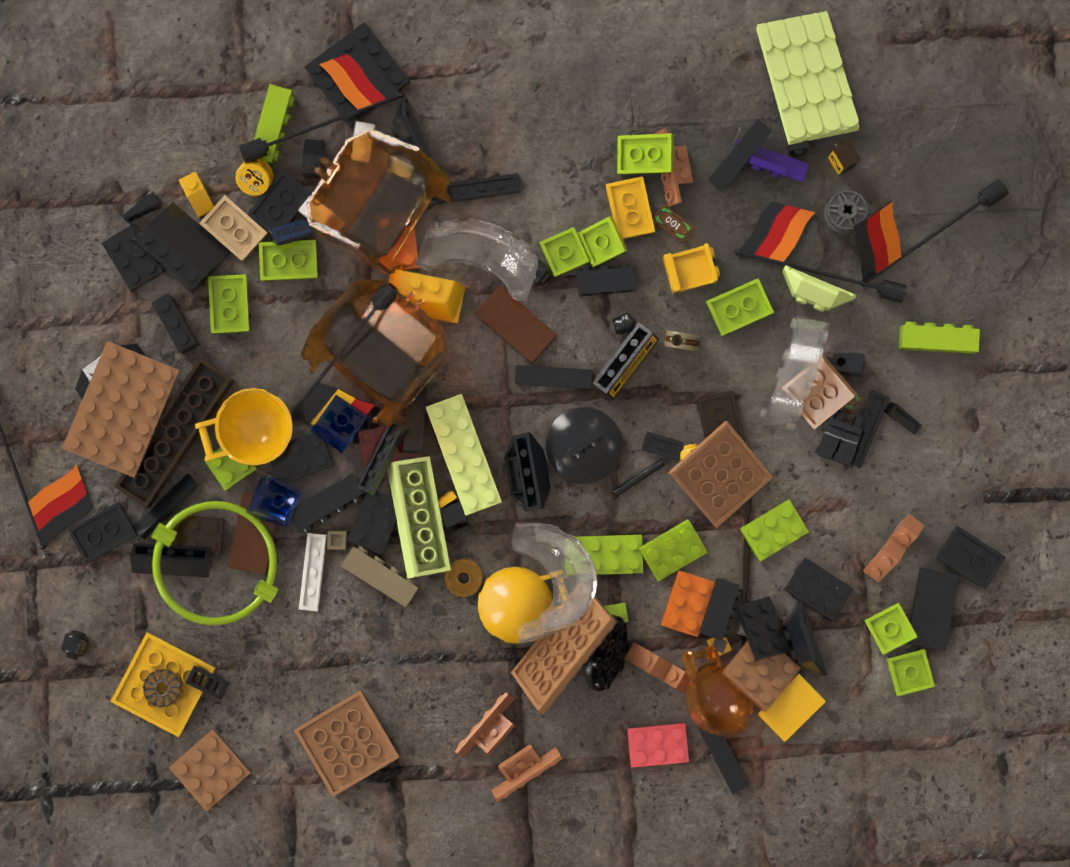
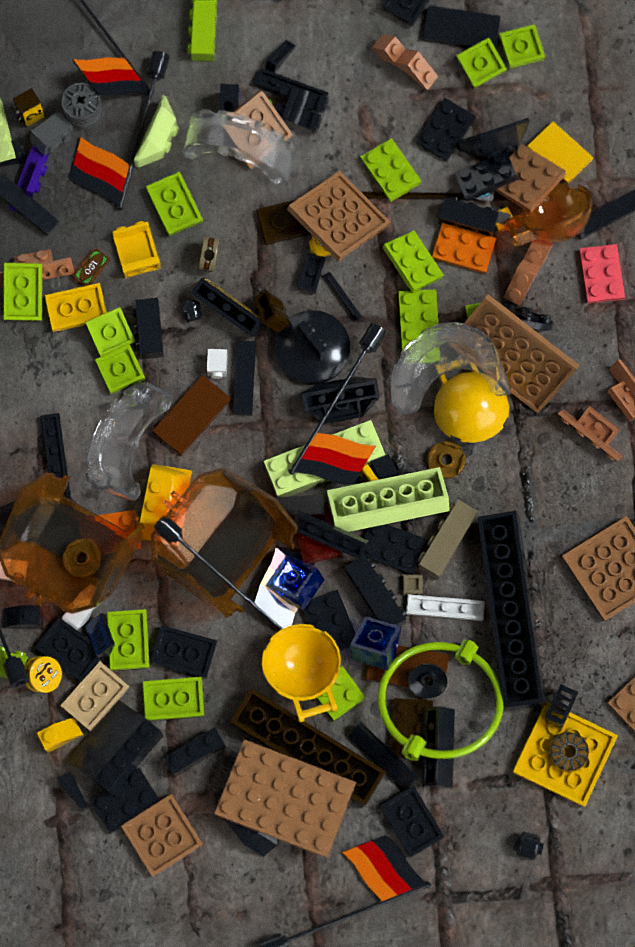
camera: 90 degrees left, 10 degrees down
(97, 292) = (162, 835): none -> medium nougat plate
(235, 551) = (427, 687): none -> black dish
(275, 314) = (183, 651): none -> black plate
(303, 637) = (511, 611): none -> black brick
(372, 224) = (92, 562): none -> pearl gold tile
(463, 461) = (331, 455): none -> flag
(567, 349) = (217, 363): none -> white brick
(619, 404) = (271, 310): none -> dark brown brick
(815, 181) = (51, 134): none -> dark grey brick

